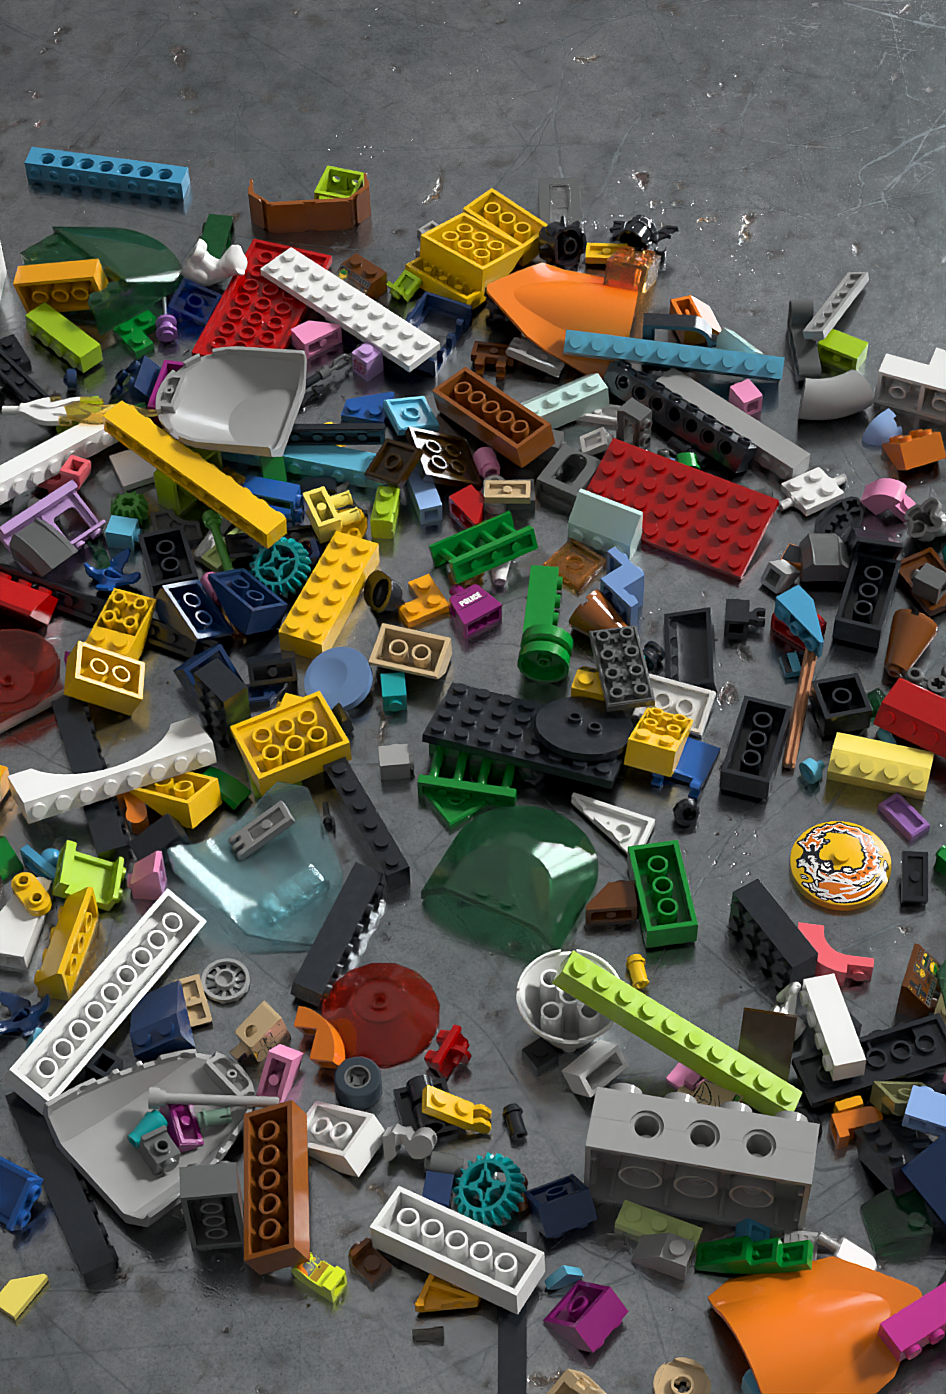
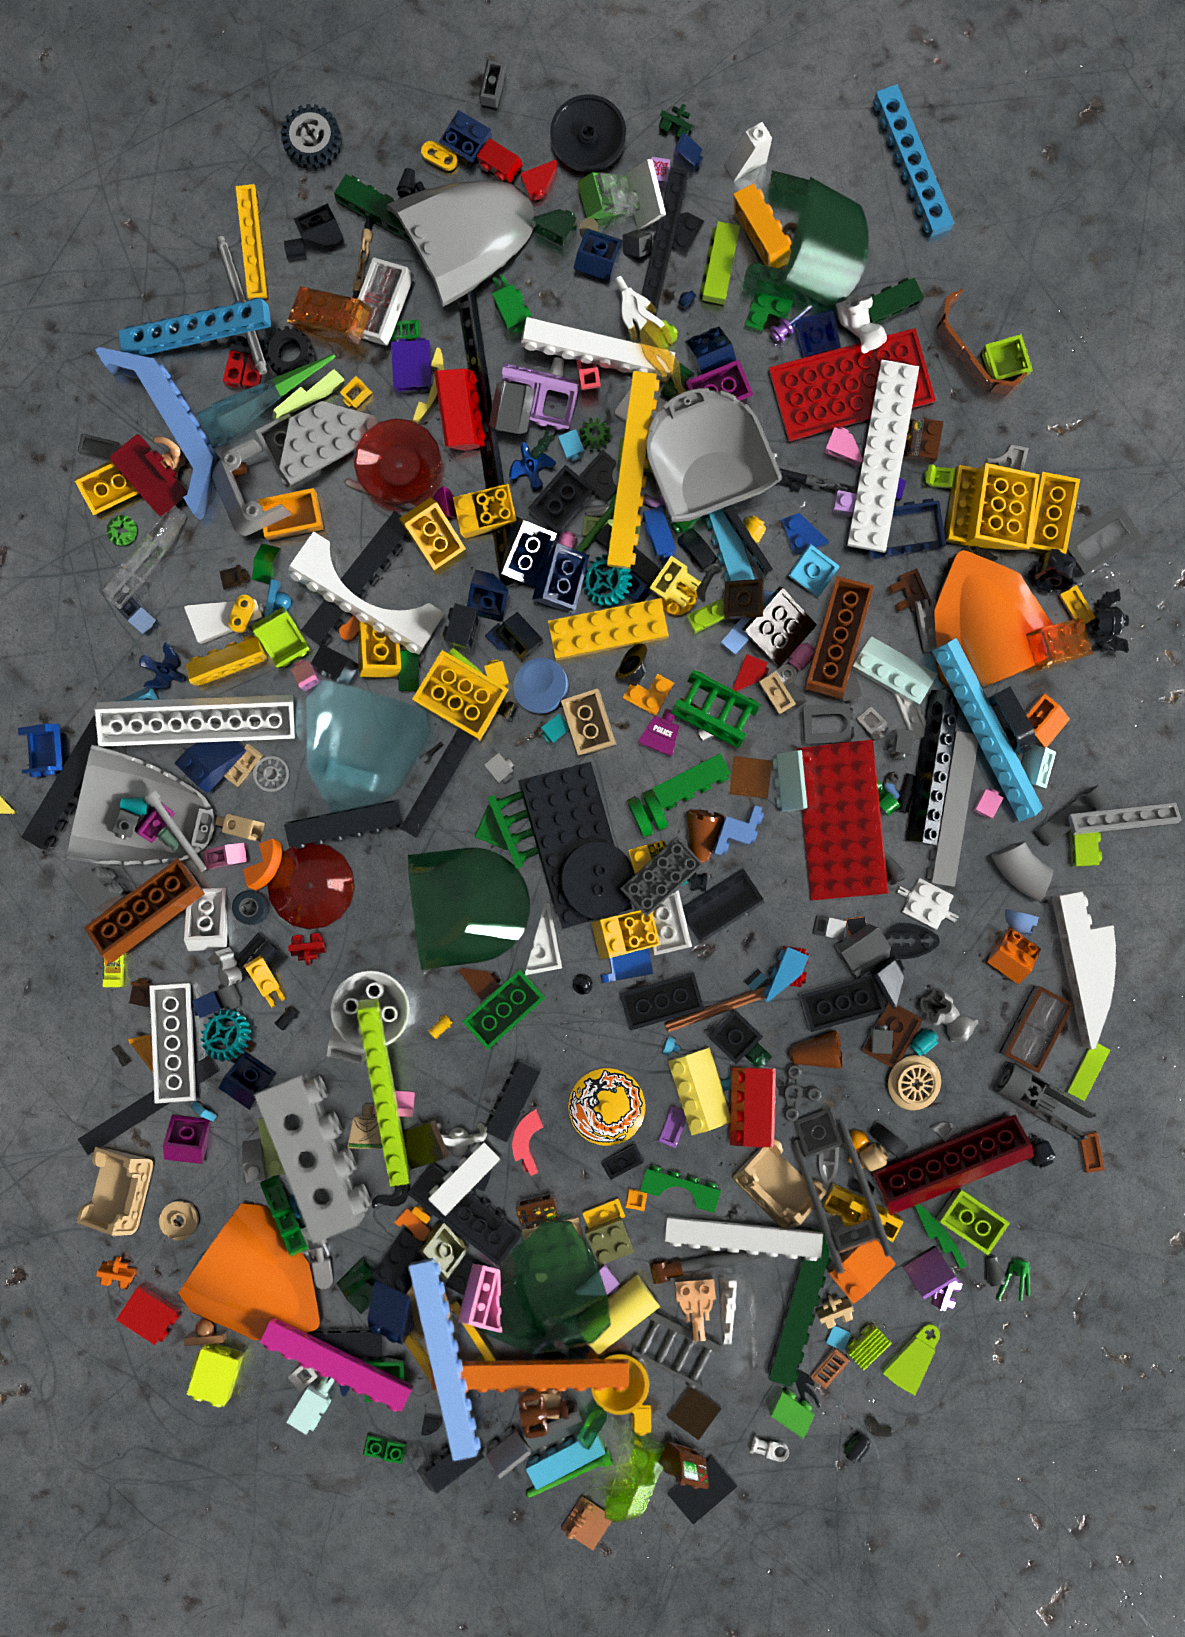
camera: 55 degrees right, 35 degrees up
(102, 1064) = (156, 752): black brick -> none
(261, 830) = (386, 723): light grey hinge -> none
(739, 618) = (771, 921): black brick -> none
(885, 495) = (950, 964): bright pink brick -> none

